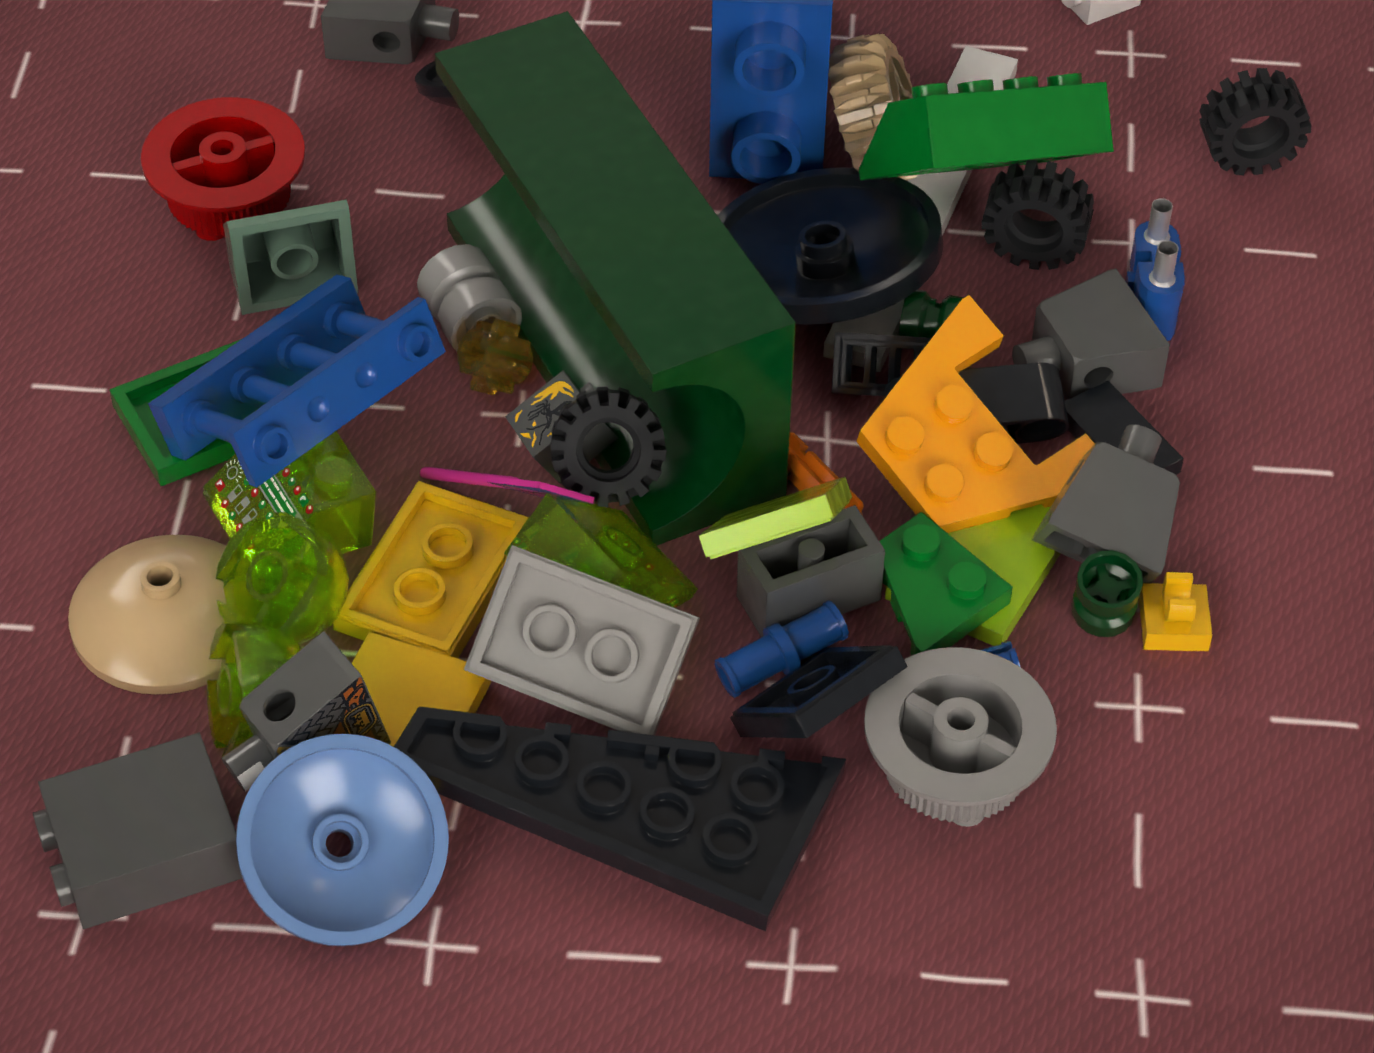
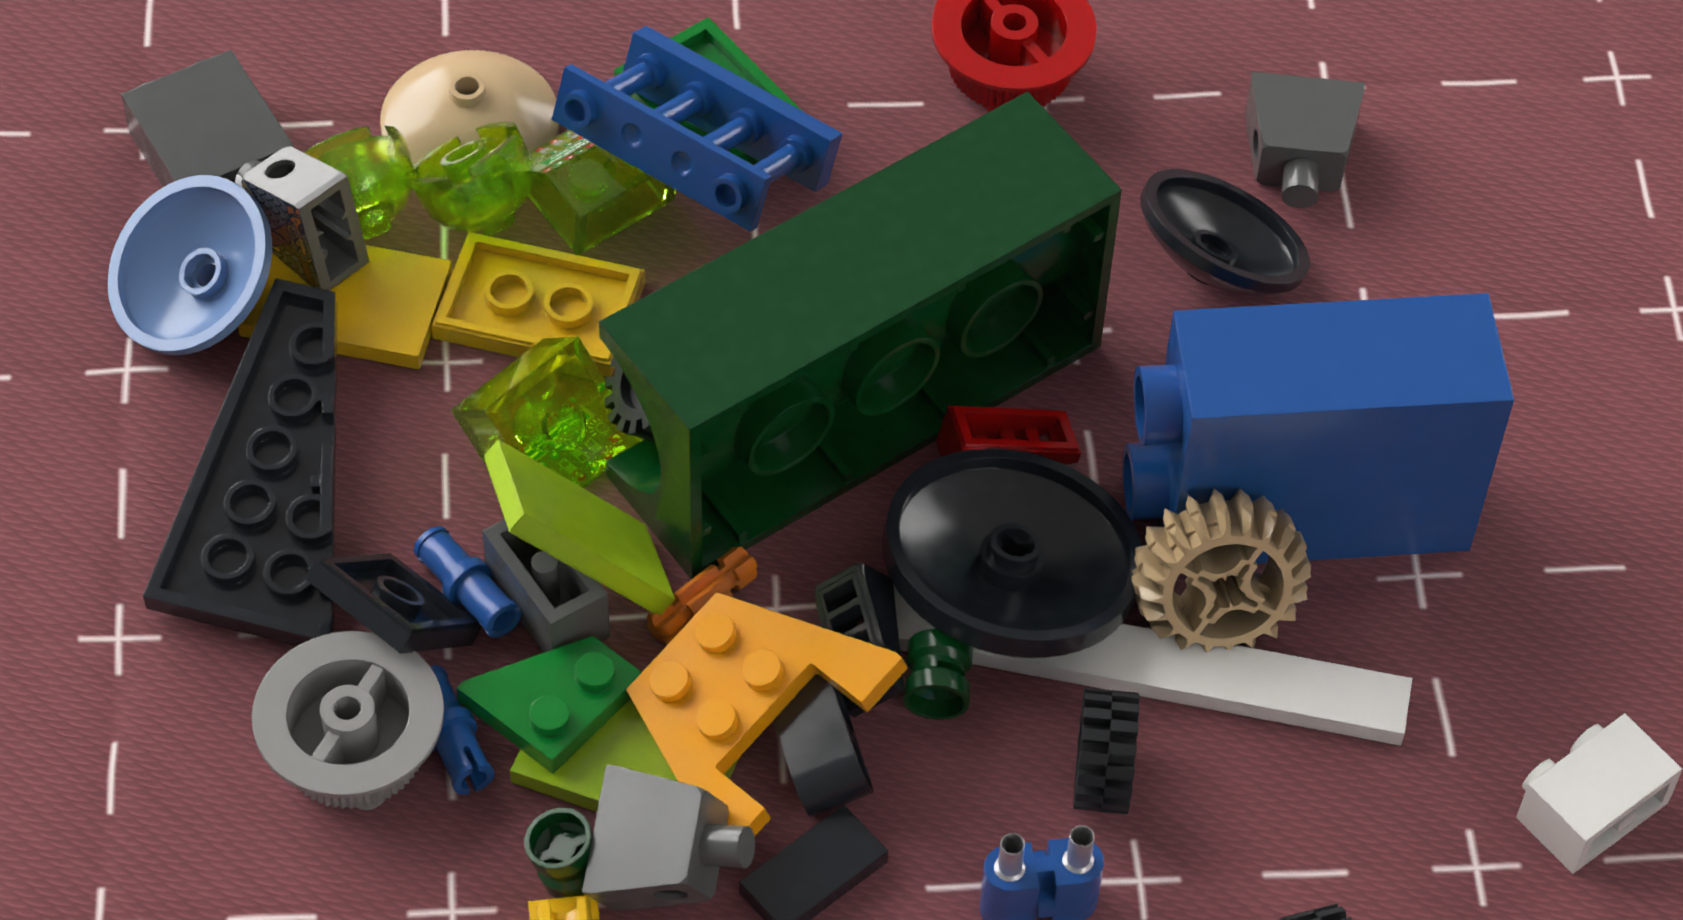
camera: 80 degrees right, 5 degrees up
(288, 254) = (902, 96): sand green slope -> none
(530, 487) = (582, 330): dark pink piece -> none
(581, 643) = (426, 406): light grey tile -> none
(989, 126) = (1168, 665): green slope -> none
(1097, 337) = (938, 827): dark grey torso -> none

